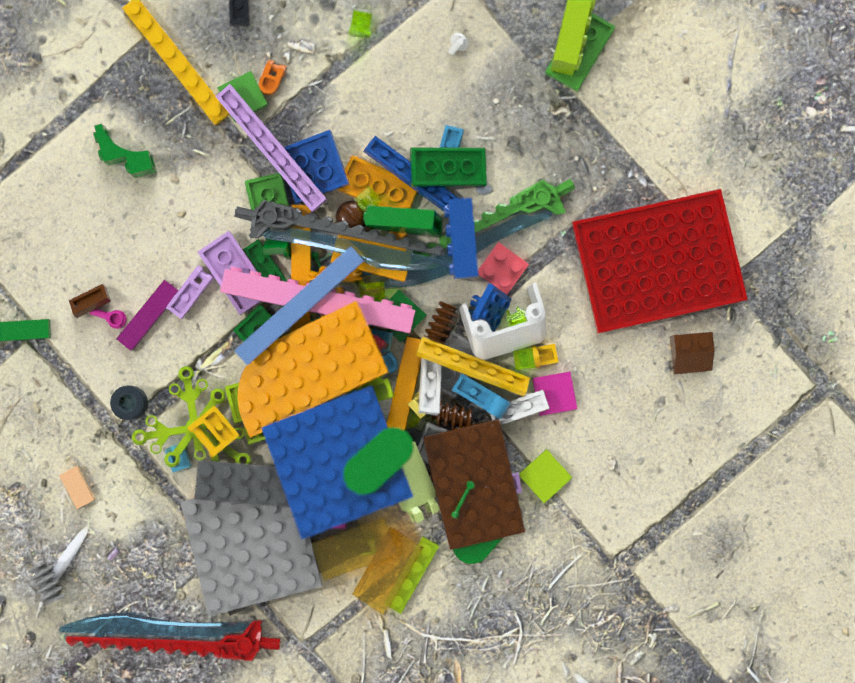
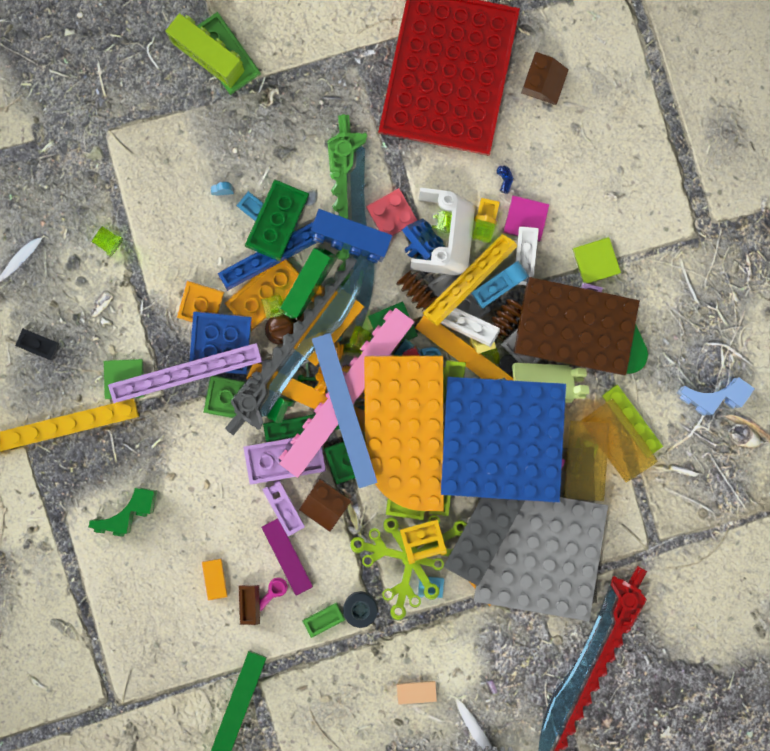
camera: 70 degrees left, 0 degrees up
(99, 259) = (214, 579): none -> light orange tile
(105, 374) = (324, 620): none -> bright green tile
(210, 328) = (325, 505): none -> reddish brown slope
(269, 84) = (123, 349): orange plate -> none
(344, 130) = (200, 299): none -> light orange plate
(378, 460) = (520, 399): green tile -> none
(454, 105) = (222, 188): none -> dark azure tile
(458, 42) = (166, 159): white plate -> none
(470, 485) = (576, 329): green hinge -> none
(479, 659) = (706, 403): none -> light blue arch
(587, 355) = (505, 173): none -> clear blue arm

